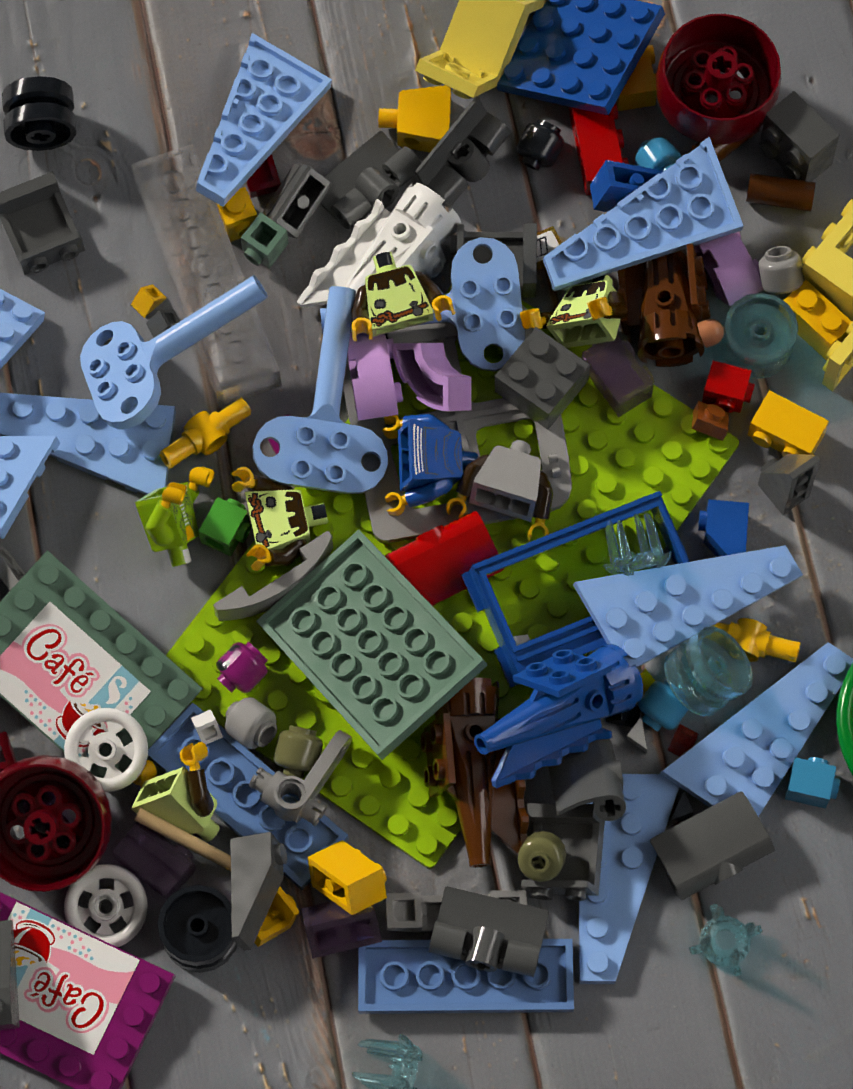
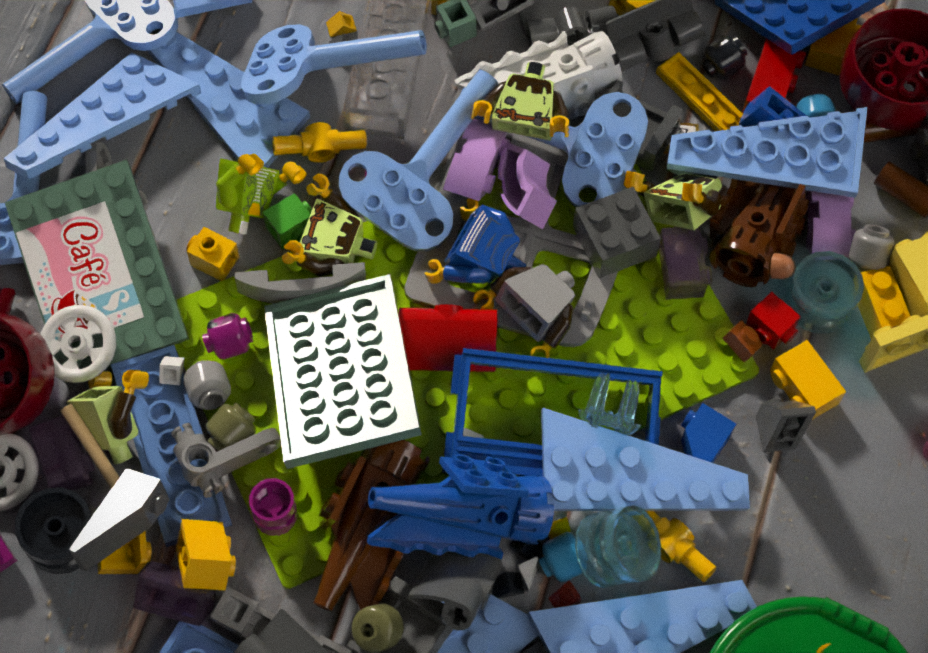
camera: 25 degrees right, 5 degrees down
(171, 596) = (212, 253): none -> yellow brick
(383, 801) = (273, 506): none -> magenta wheel
(540, 195) = (699, 93): none -> yellow tile
(628, 756) = (508, 585): none -> black piece

